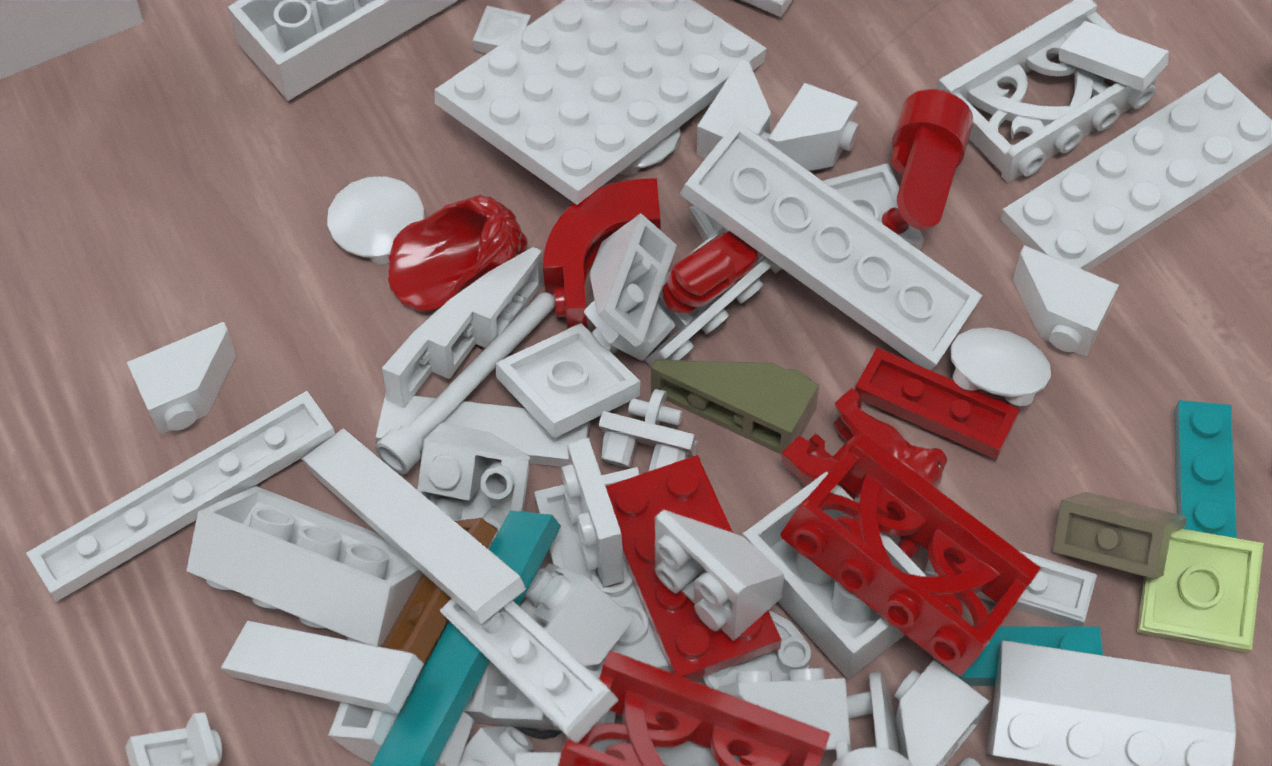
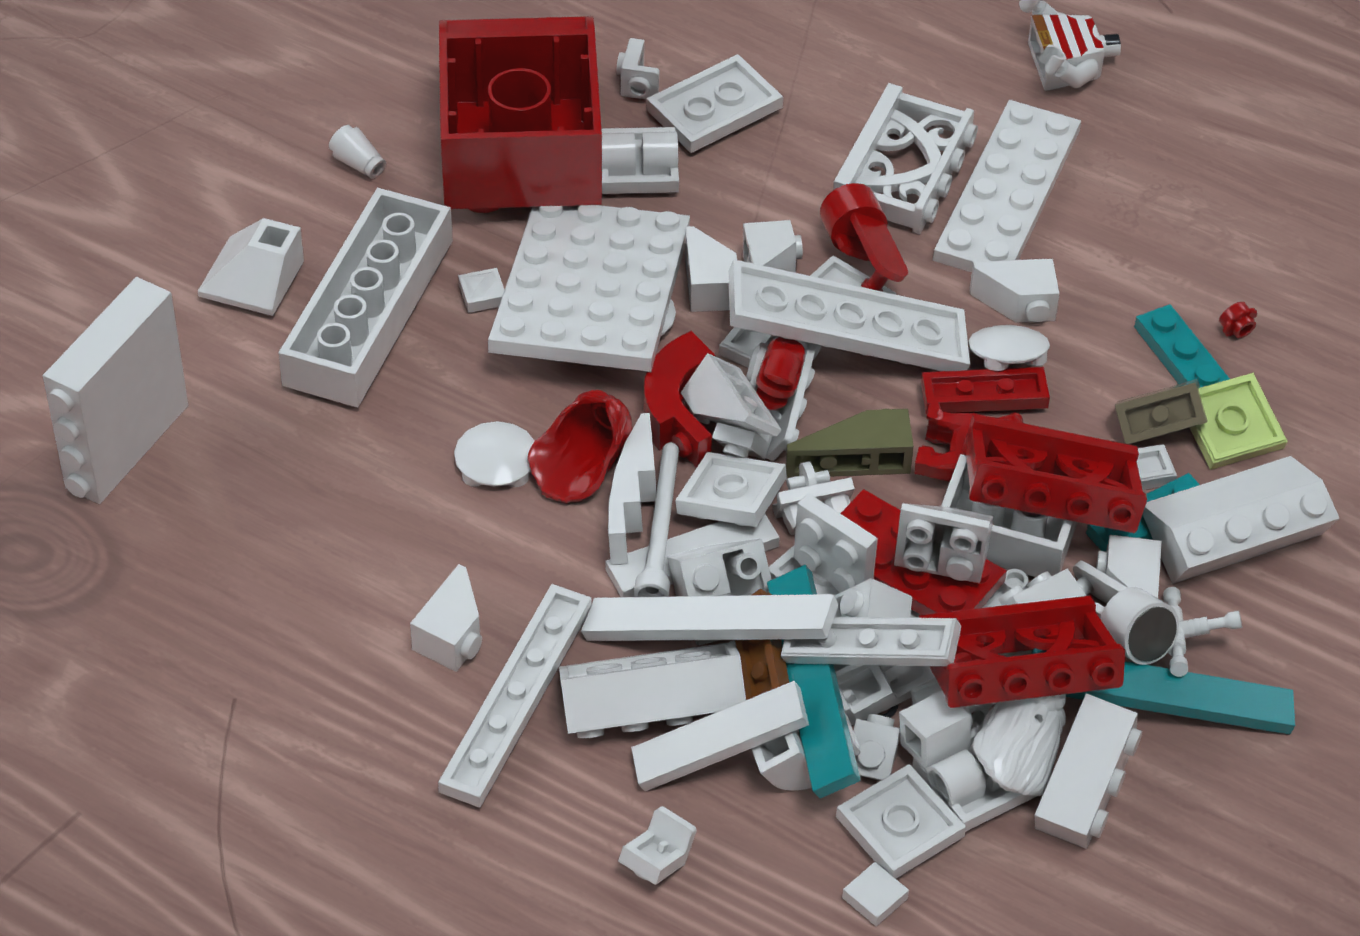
camera: 35 degrees left, 10 degrees down
(1113, 55) = (939, 115): white tile -> none

